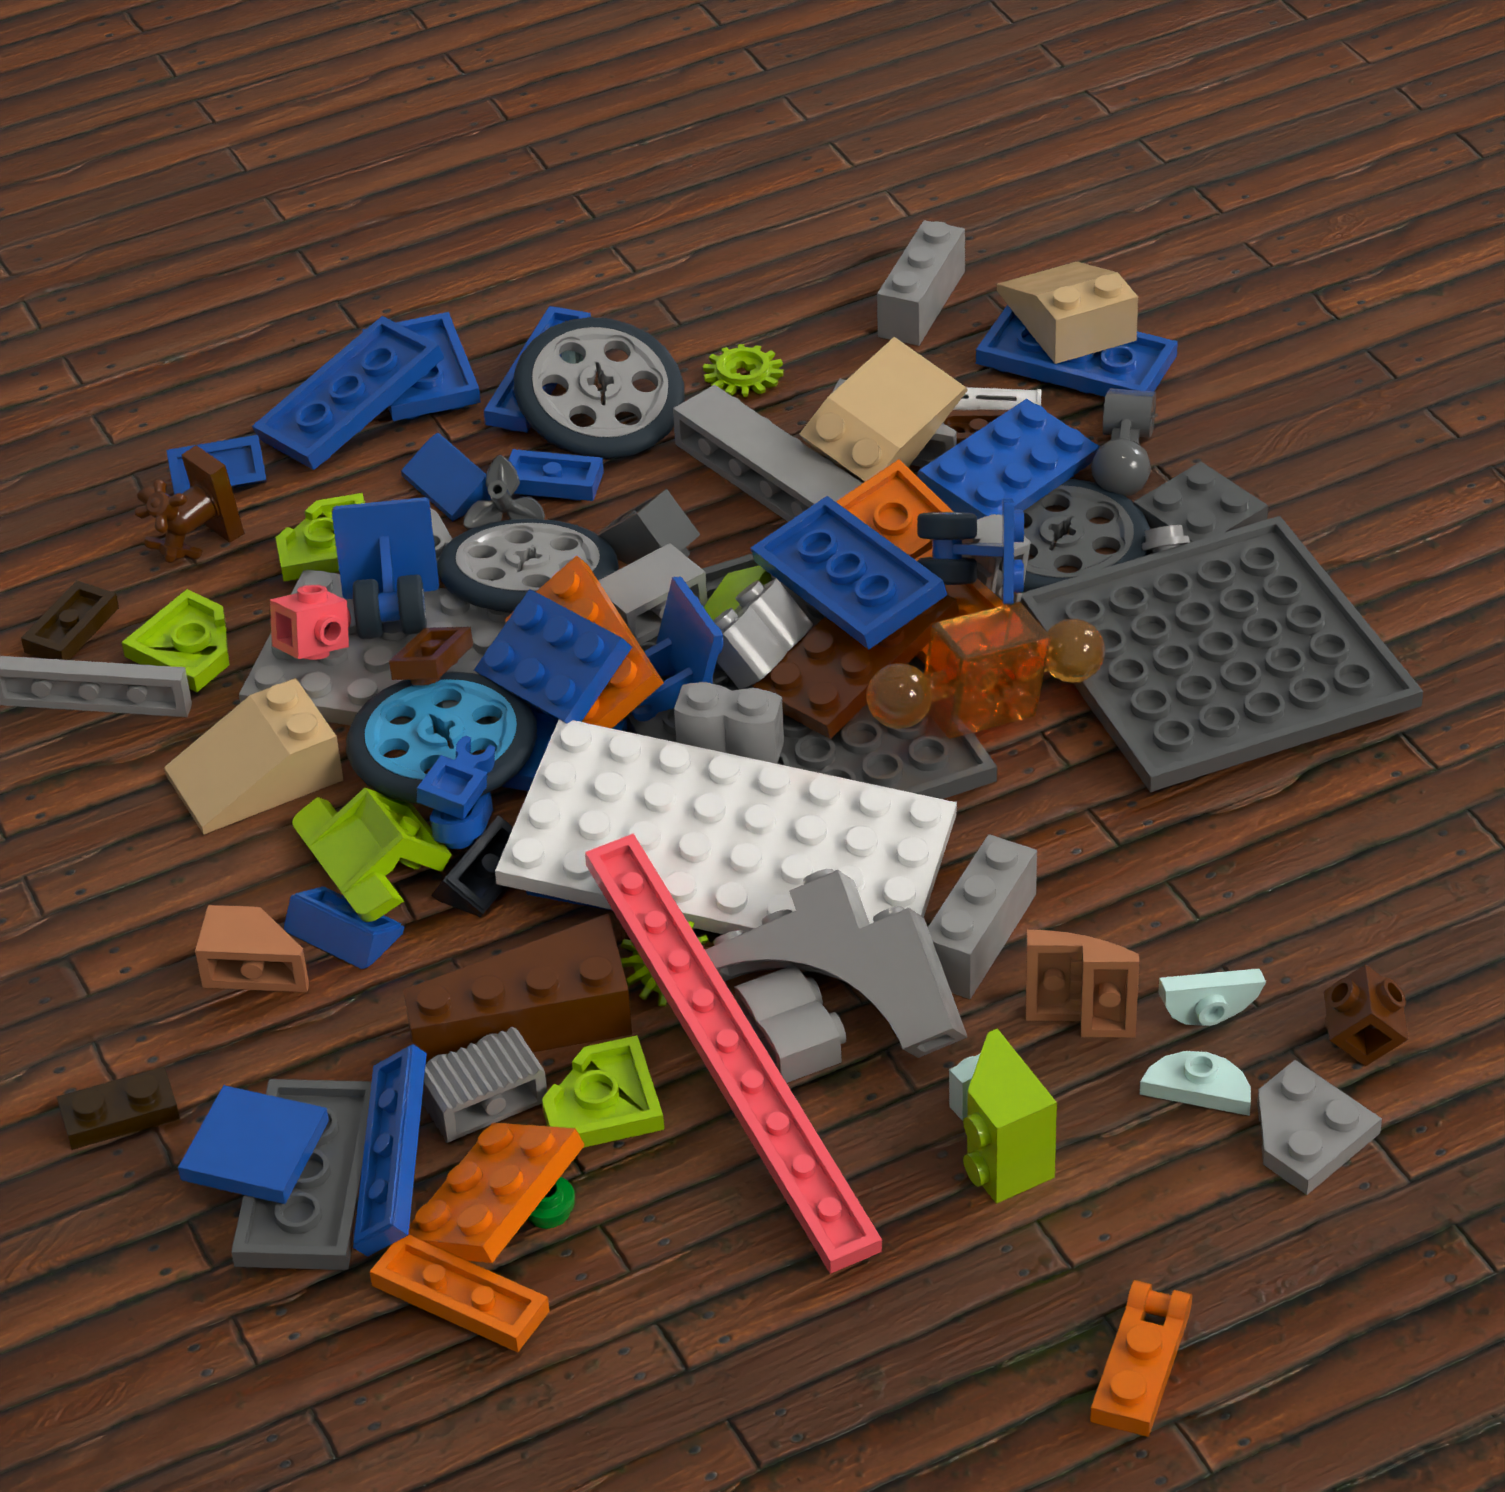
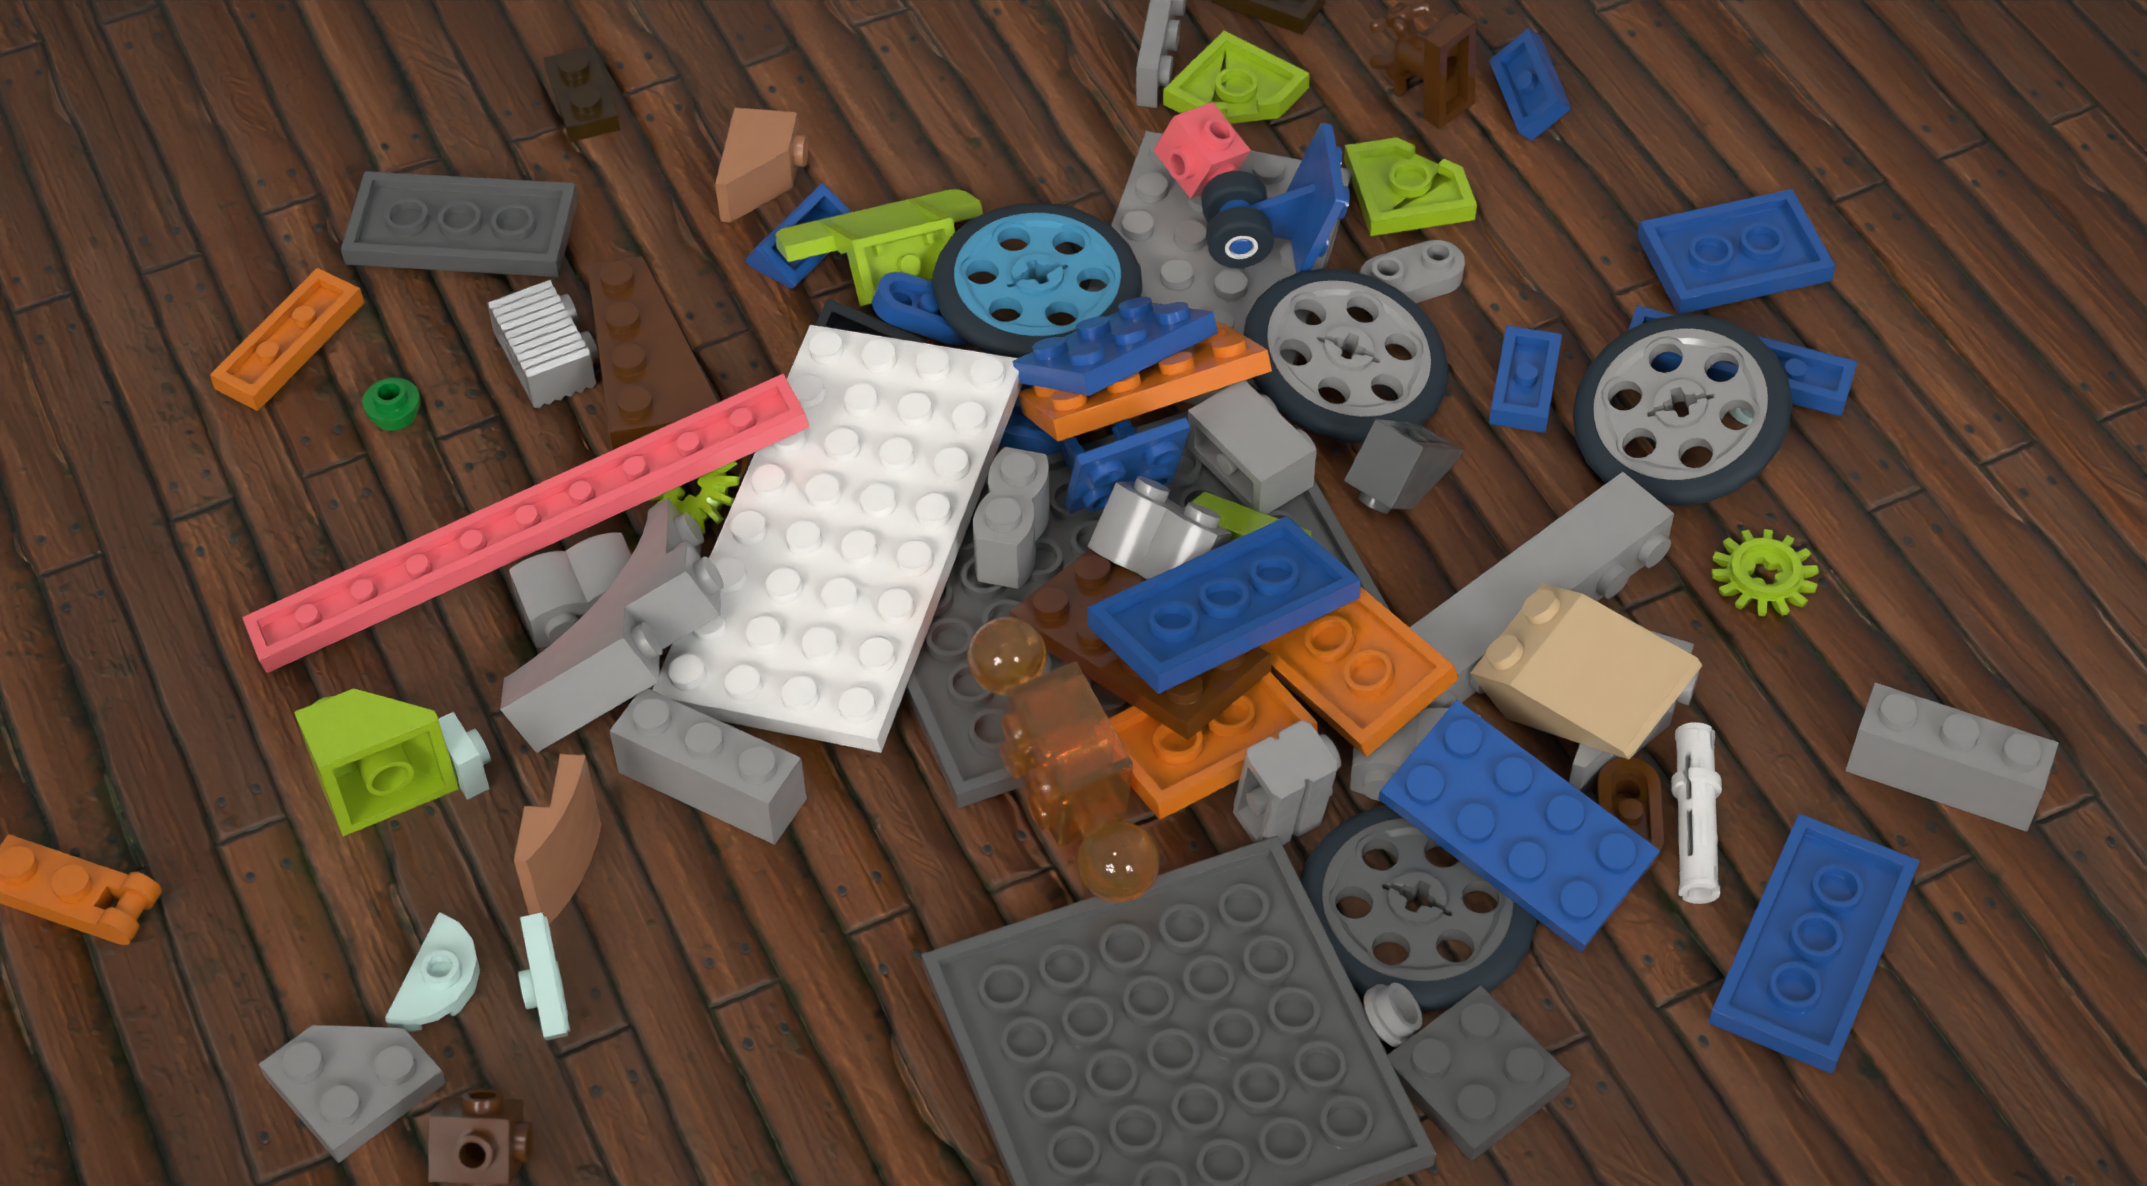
camera: 90 degrees right, 10 degrees up
(253, 1144) = (480, 171): blue tile -> none
(257, 758) = (1046, 152): tan slope -> none
(348, 392) = (1654, 177): blue plate -> none
(390, 1151) = (454, 267): blue tile -> none
(430, 654) = (1152, 255): reddish brown plate -> none
(446, 477) = (1523, 288): blue slope -> none
(457, 783) = (931, 276): blue plate -> none
(495, 1189) = (394, 352): orange plate -> none
(501, 484) = (1461, 327): dark grey plant -> none
(606, 1094) = (511, 441): lime plate -> none
(949, 530) = (1219, 724): plate -> none
(1074, 309) = (1881, 914): tan slope -> none
(1122, 463) = (1633, 973): dark grey beam -> none

